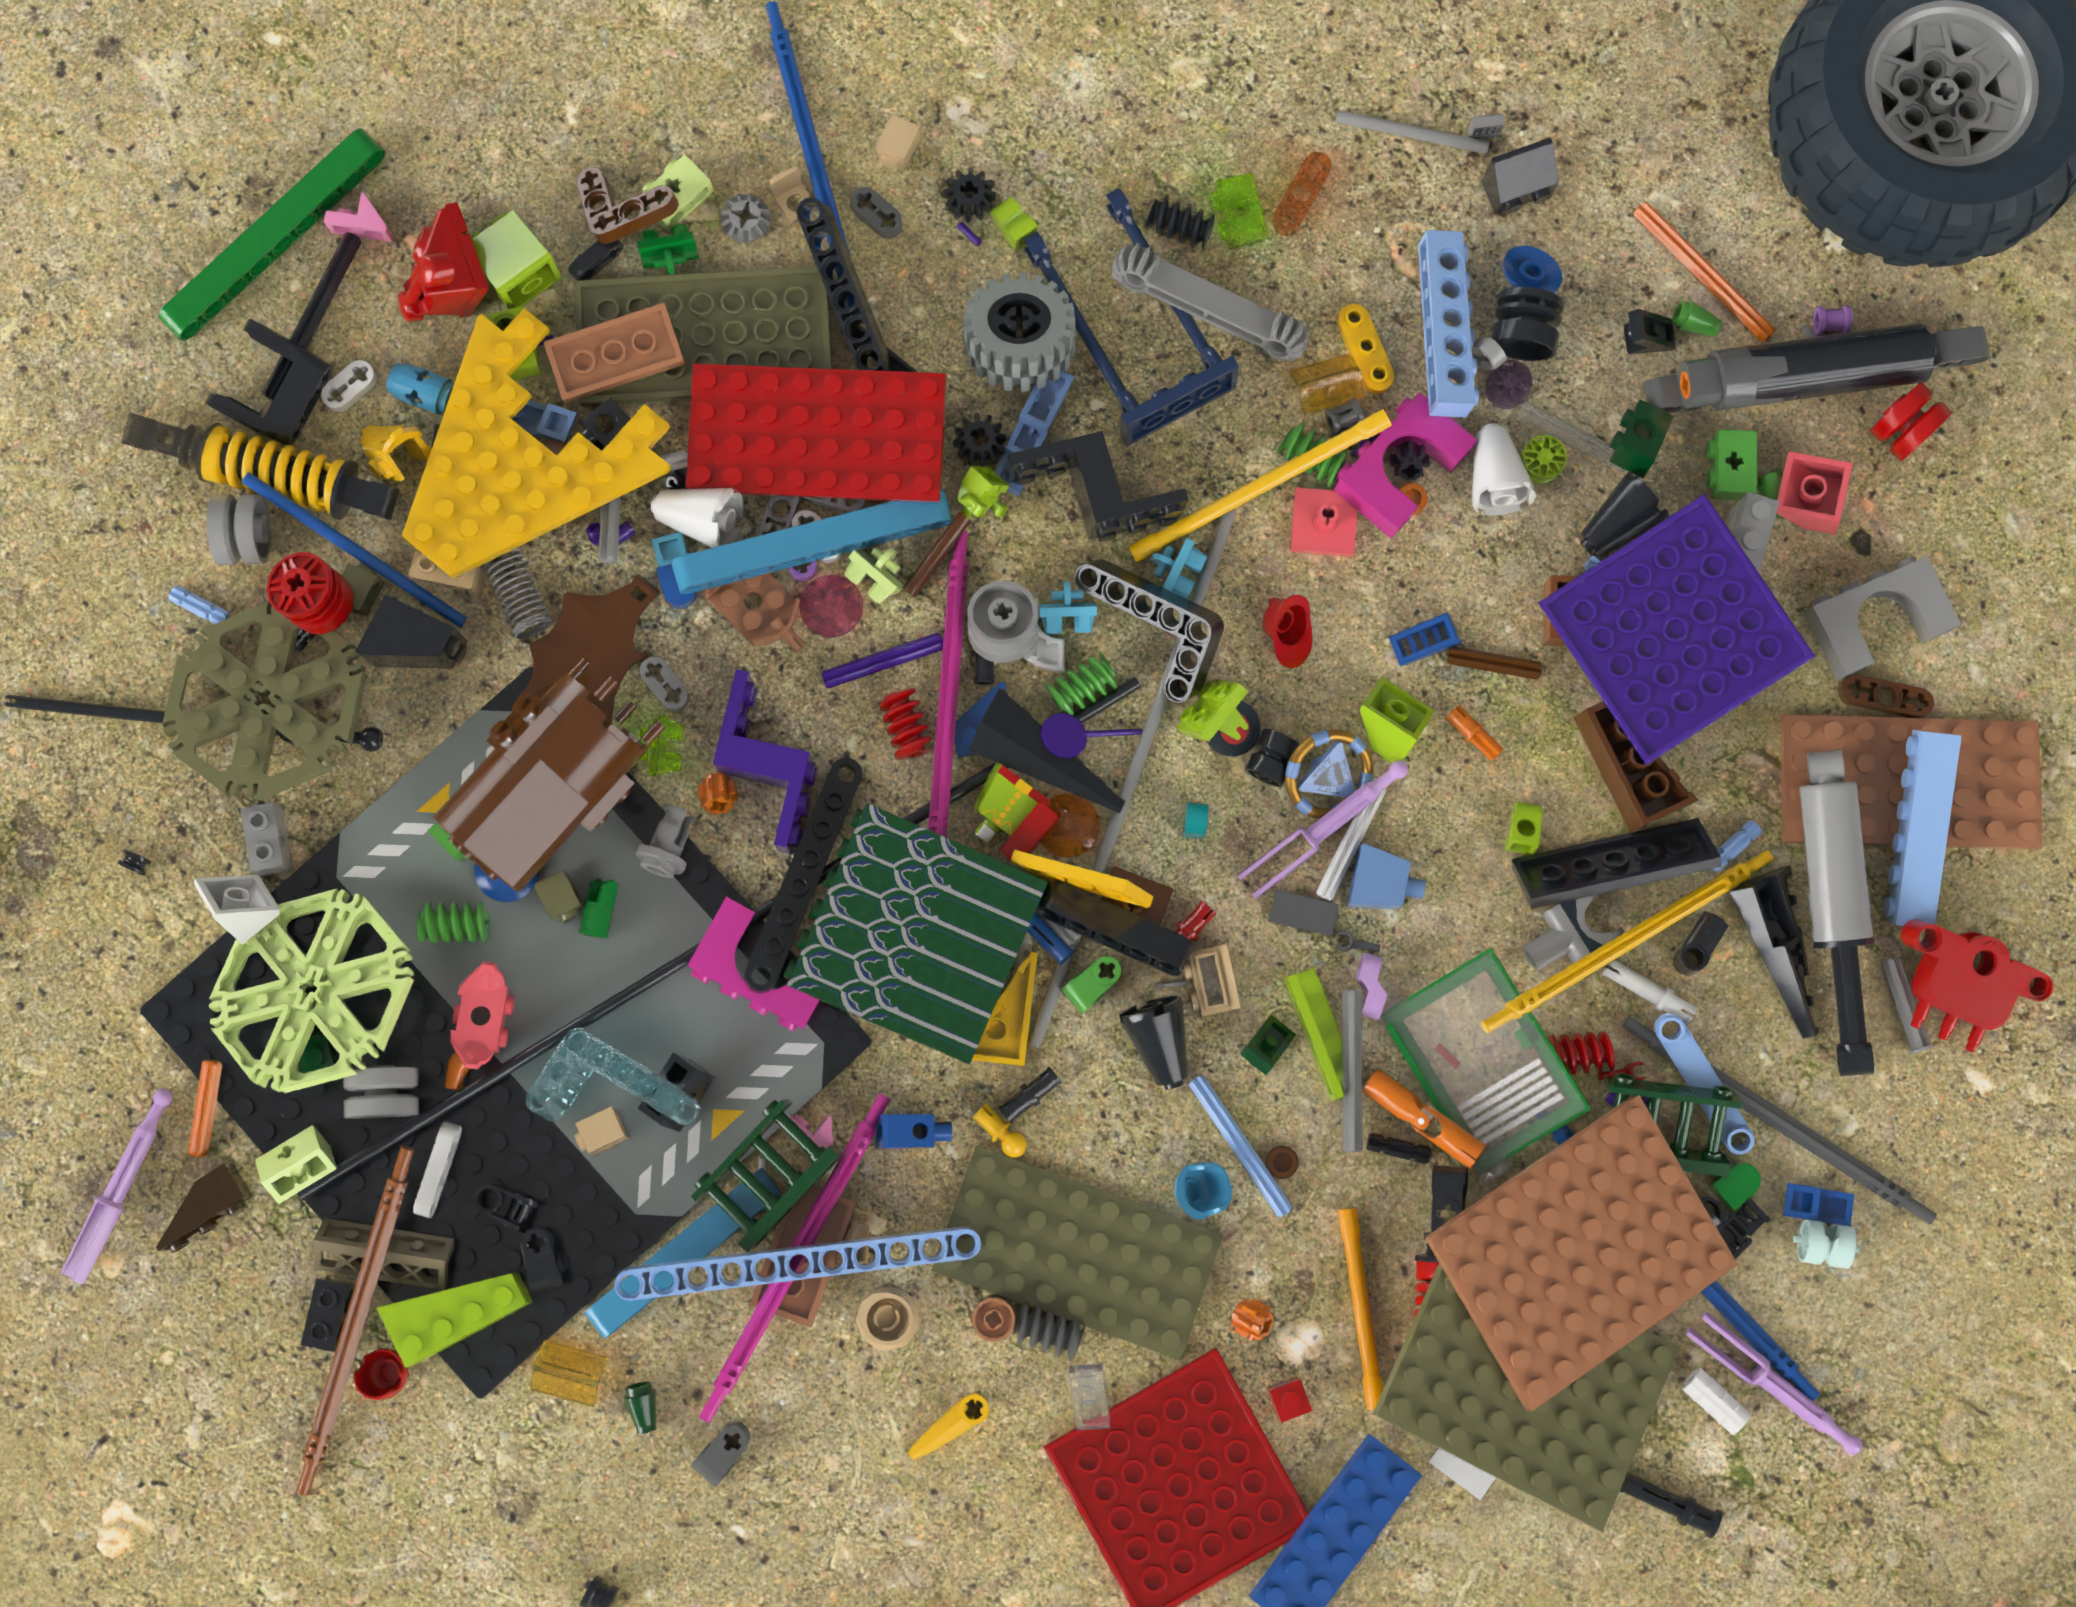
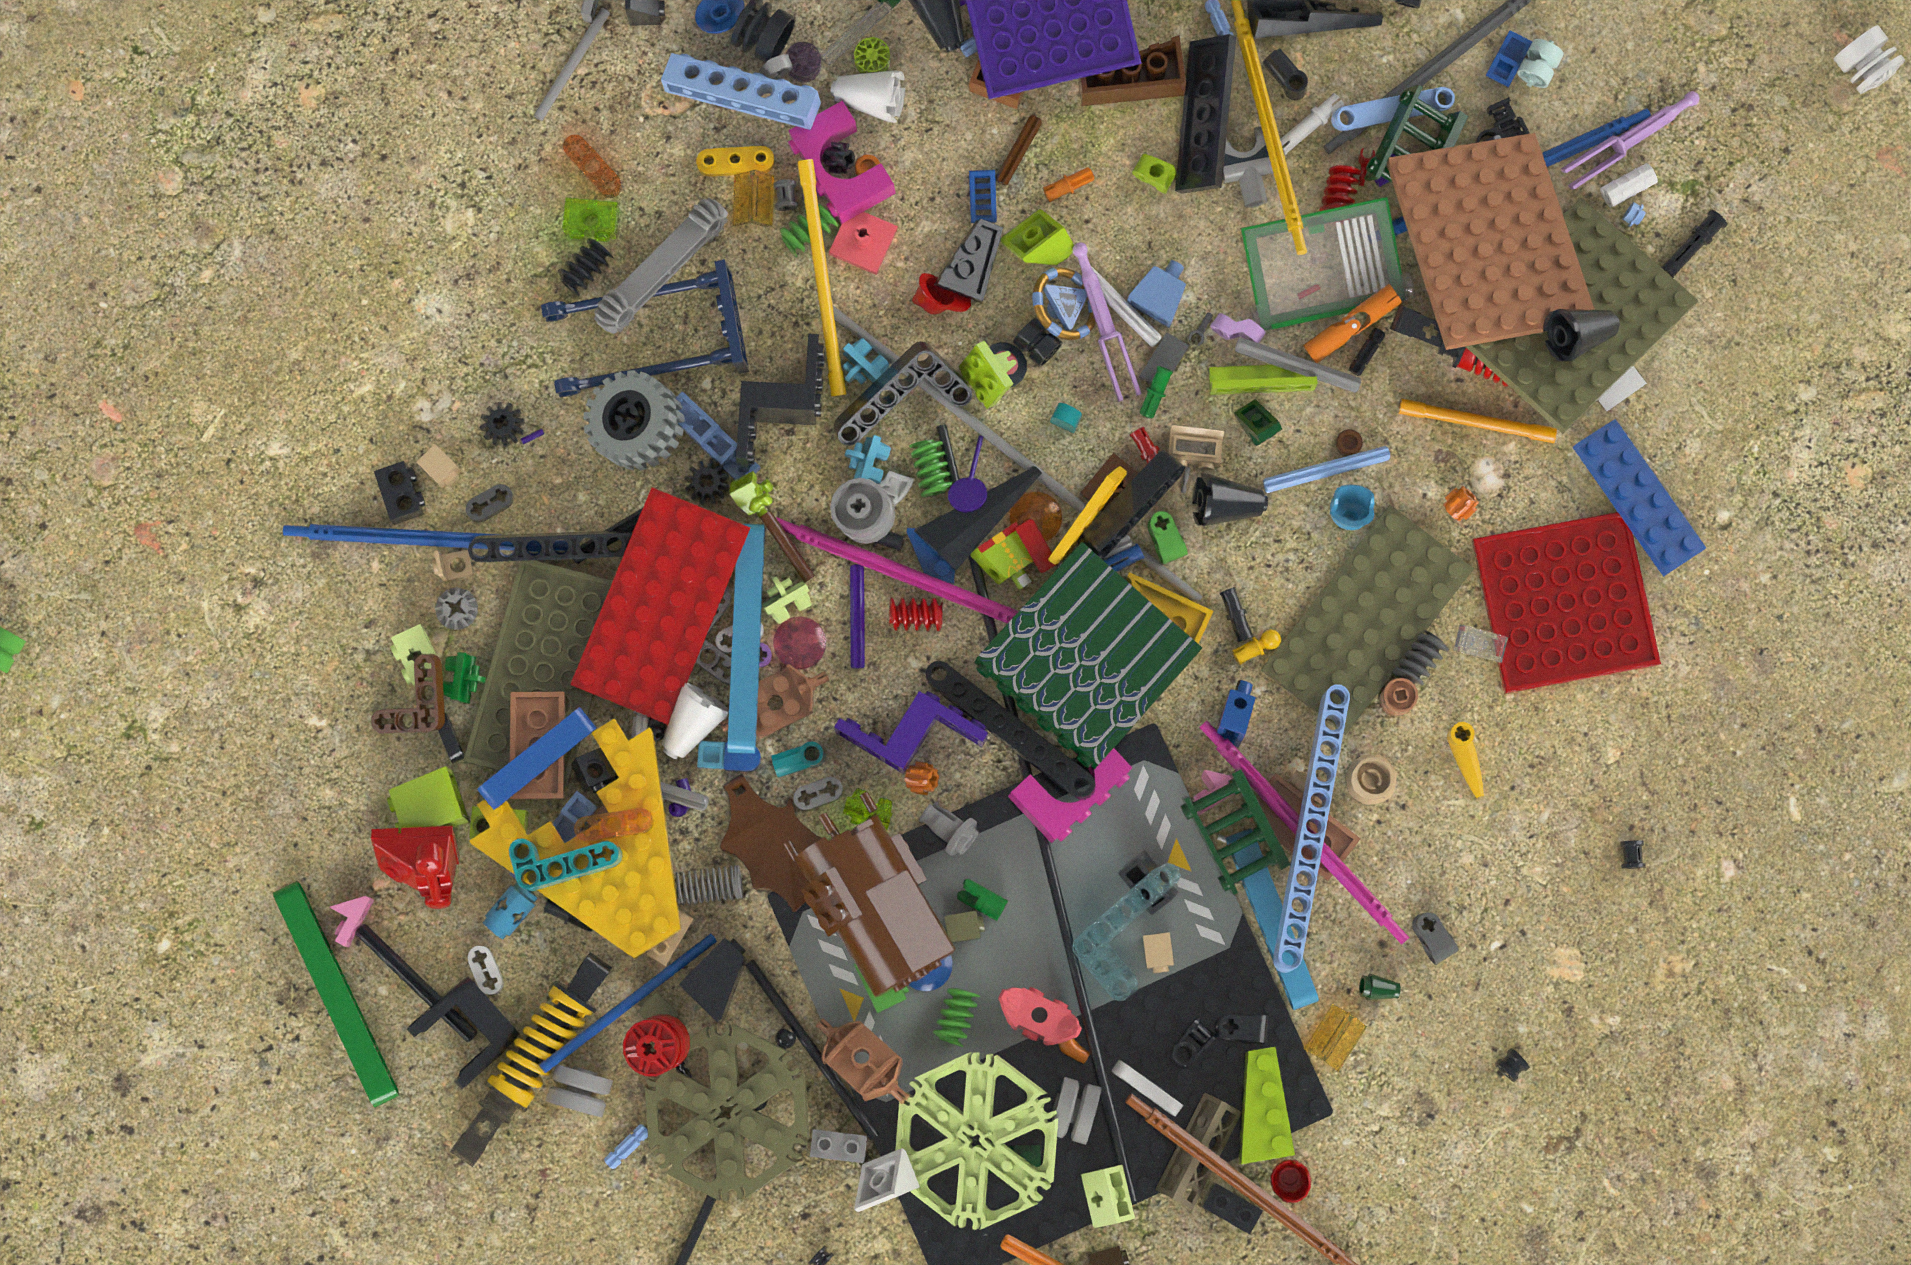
camera: 70 degrees left, 0 degrees up
(363, 856) = (870, 1079): none -> nougat plate
(368, 774) = (812, 1049): none -> black piece
(380, 442) = (560, 957): yellow piece -> none
(482, 424) = (567, 860): none -> teal beam
(525, 445) = (632, 815): none -> clear orange beam
(593, 353) = (536, 758): none -> blue beam
(694, 647) = (795, 759): none -> teal piece
(847, 105) = (393, 495): none -> black brick
(1013, 222) = (537, 397): lime leg -> none
(1262, 914) = (1155, 392): none -> green axle
(1289, 1399) = (1529, 497): red brick -> none
(1339, 652) = (972, 262): none -> wing
(1504, 1393) = (1578, 331): none -> black cone
(1682, 1419) = (1634, 214): none -> light blue plate
(1738, 1187) = (1478, 113): green piece -> none

